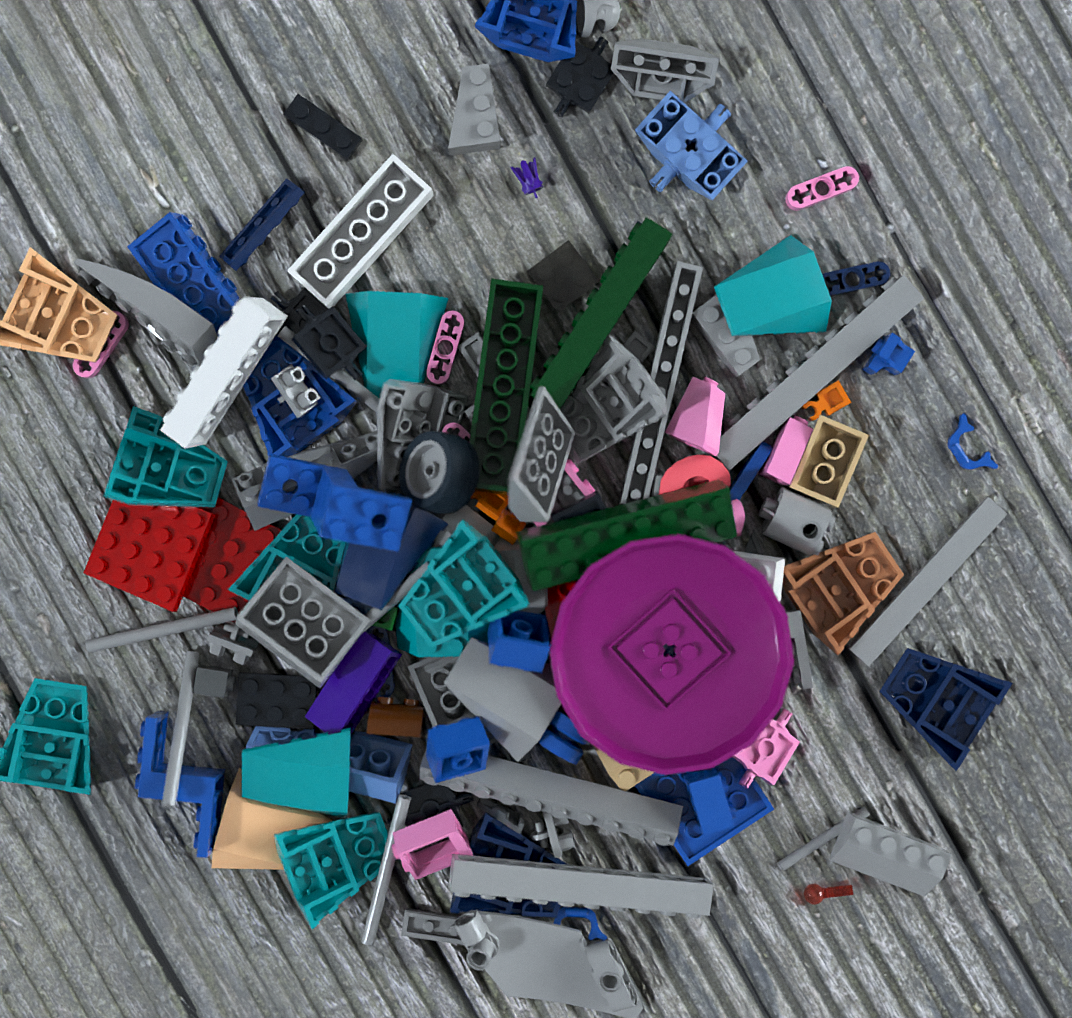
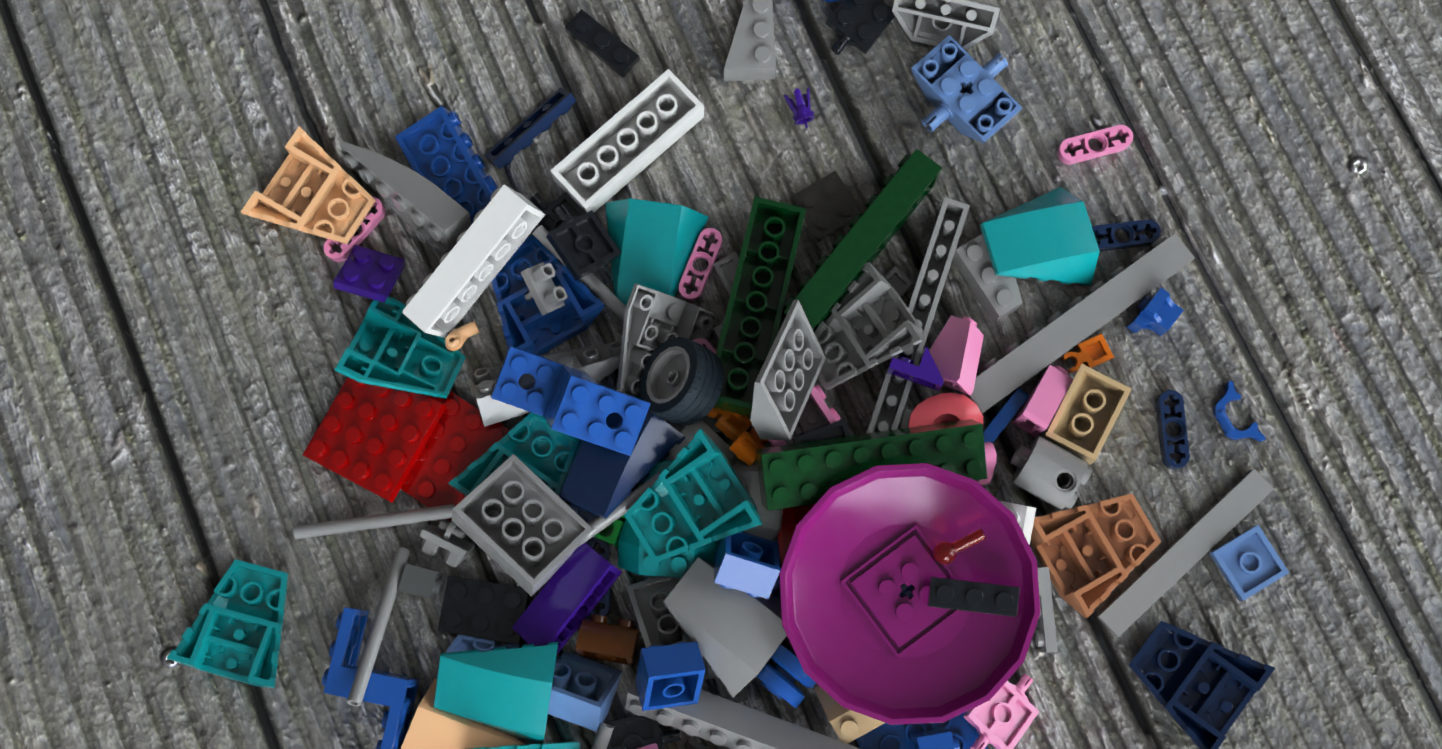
camera: 10 degrees right, 10 degrees down
(122, 389) = (369, 273): none -> dark purple plate
(218, 441) = (458, 336): none -> light nougat arm
(670, 441) = (924, 374): none -> dark purple slope
(703, 615) = (946, 552): none -> clear red bar
(731, 653) = (973, 596): none -> black plate
(902, 474) = (1178, 409): none -> dark blue beam
(986, 586) = (1249, 563): none -> medium blue plate

